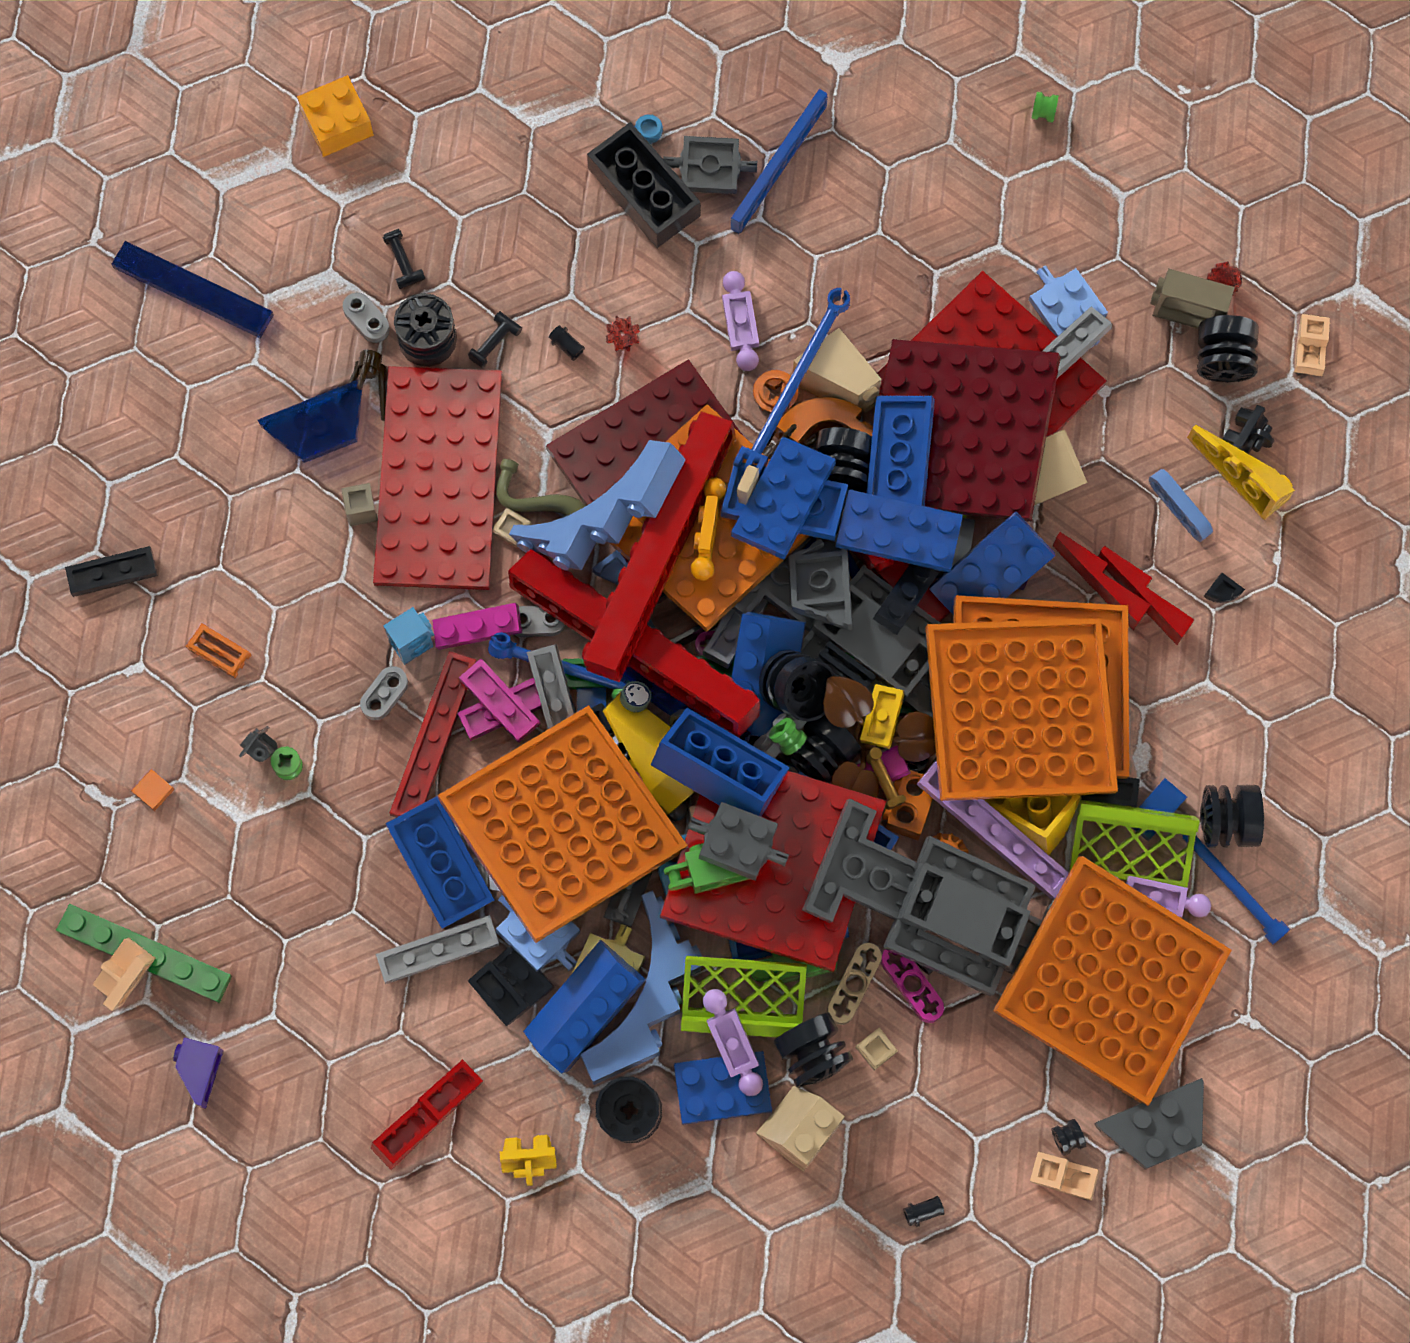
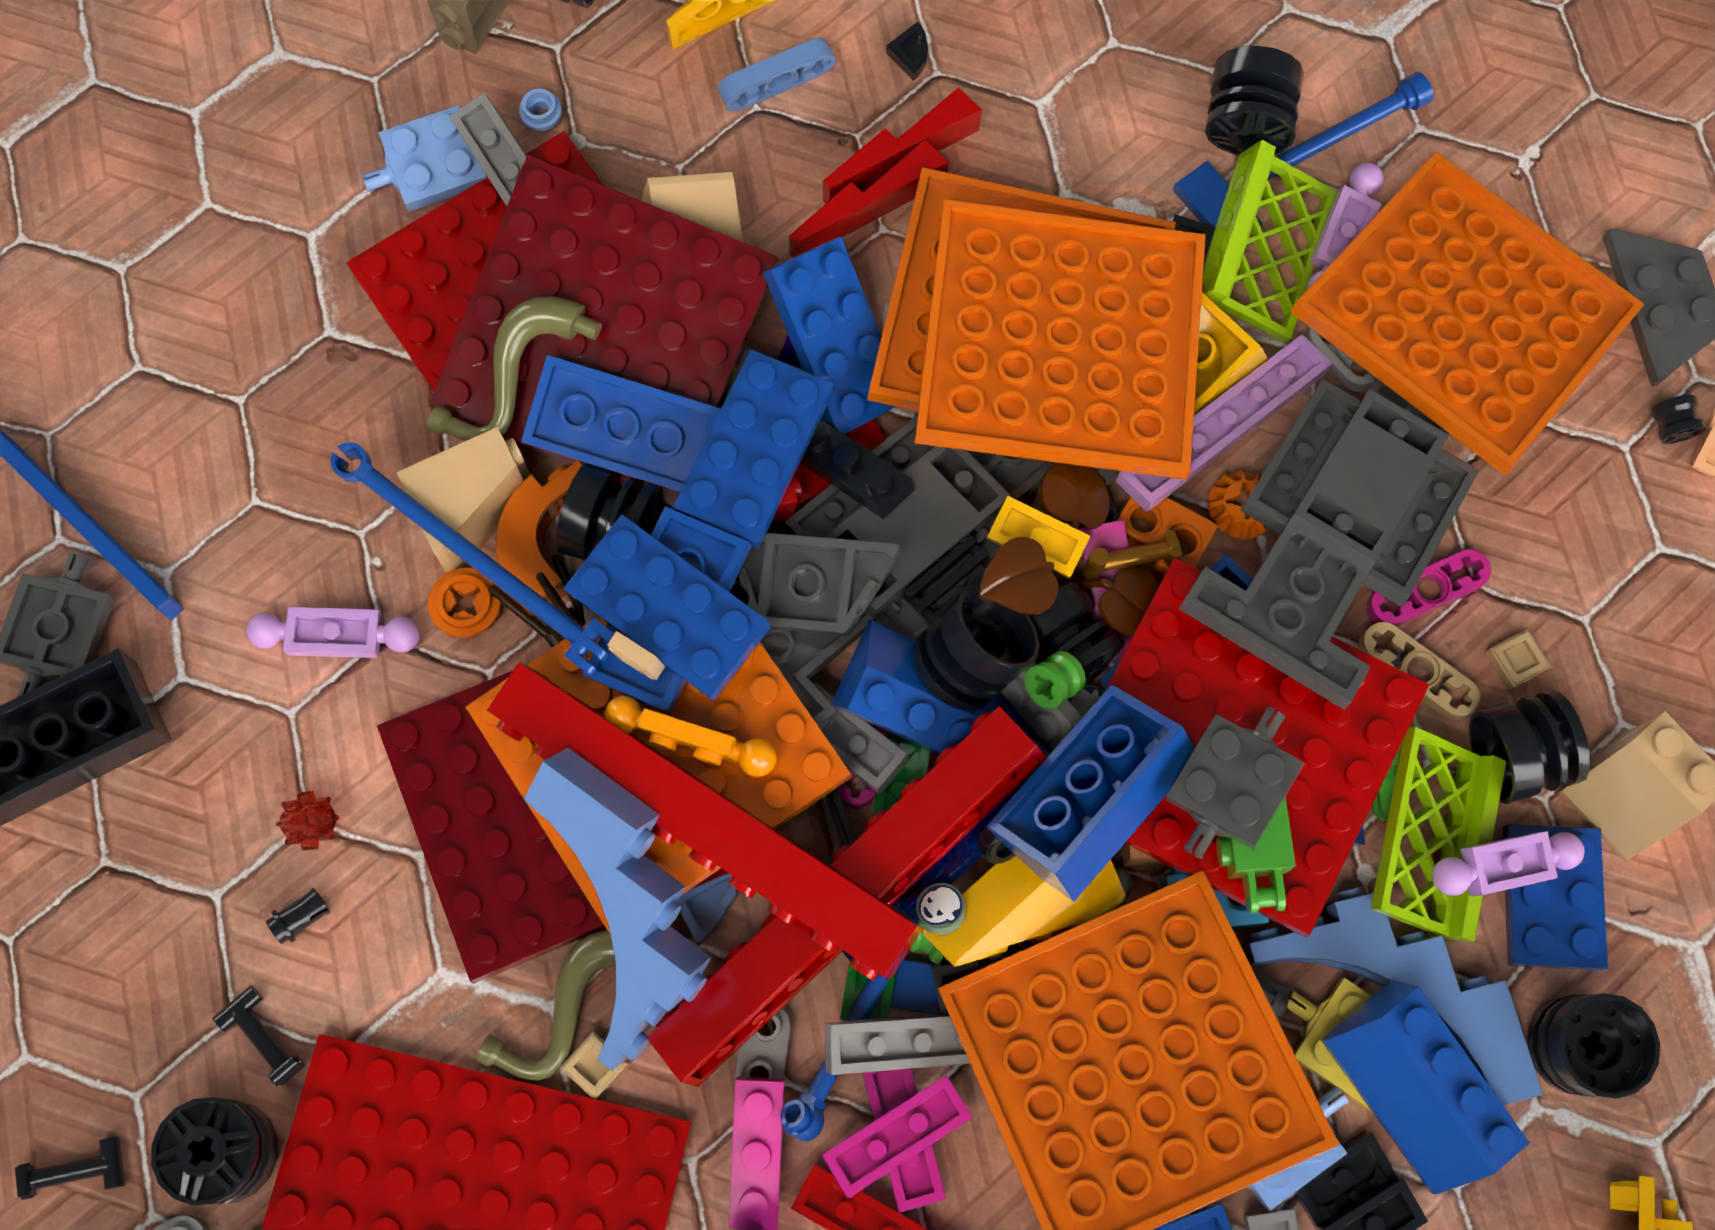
camera: 80 degrees left, 0 degrees up
(949, 377) = (519, 326): none -> olive animal
(1044, 107) = (107, 120): bright green wheel -> none
(1121, 356) = (536, 100): none -> light blue plate

